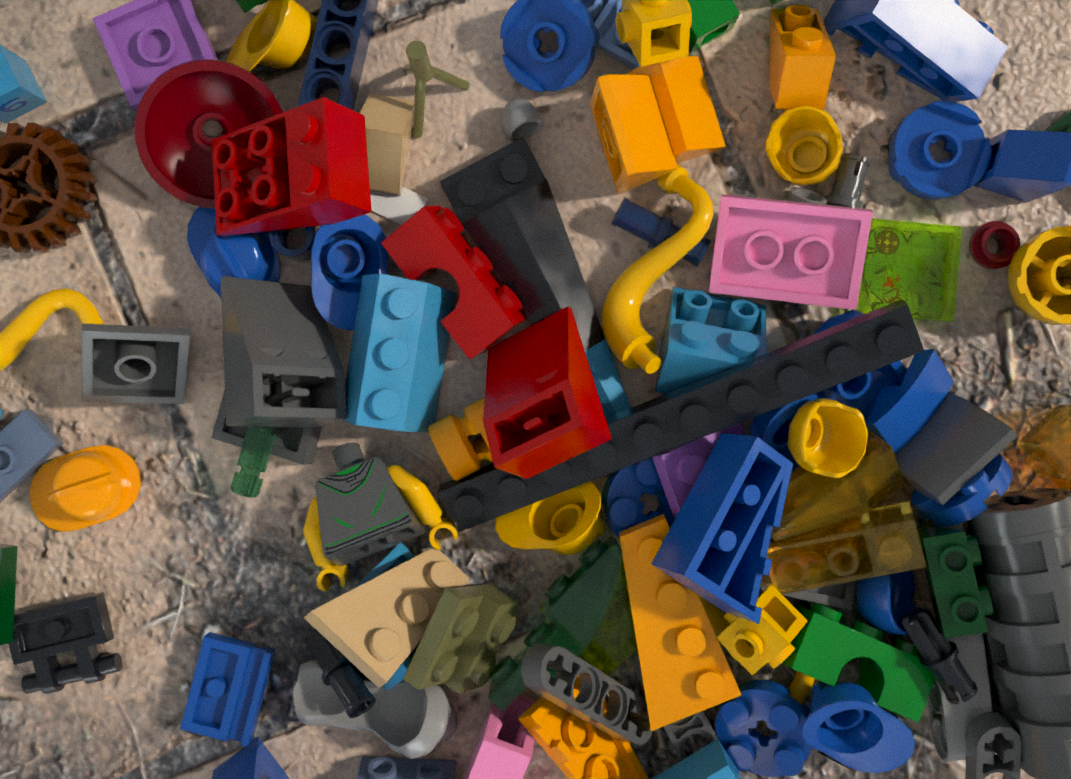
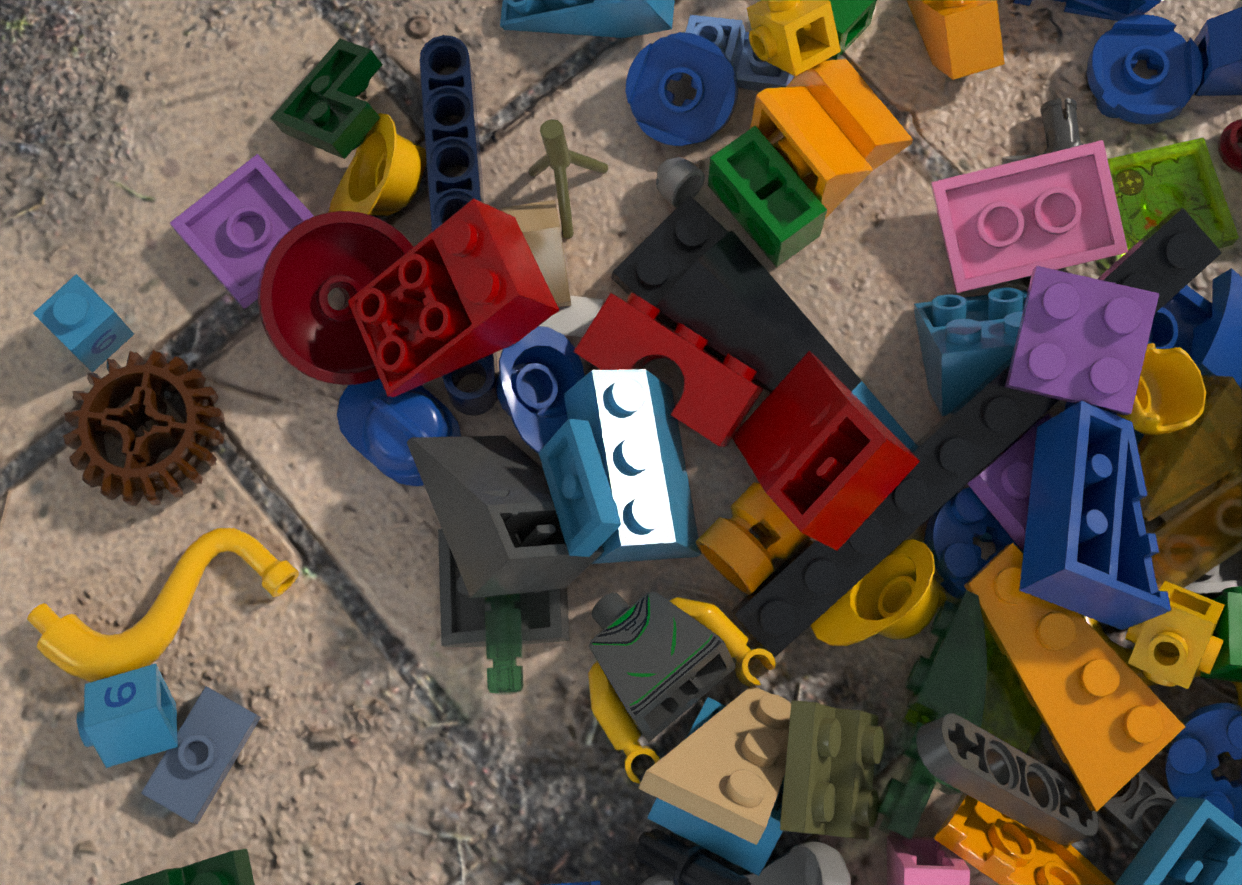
camera: 20 degrees left, 15 degrees down
(84, 488) = (302, 762): light orange piece -> none
(134, 364) = (329, 576): dark grey slope -> none
(338, 367) = (579, 488): none -> dark azure plate
(582, 160) = (766, 196): none -> green brick
(623, 301) = (865, 333): yellow animal -> none
(654, 228) = (878, 247): dark blue pin -> none
(779, 386) = (1082, 340): none -> medium lavender plate
(804, 145) = (999, 106): yellow hair -> none

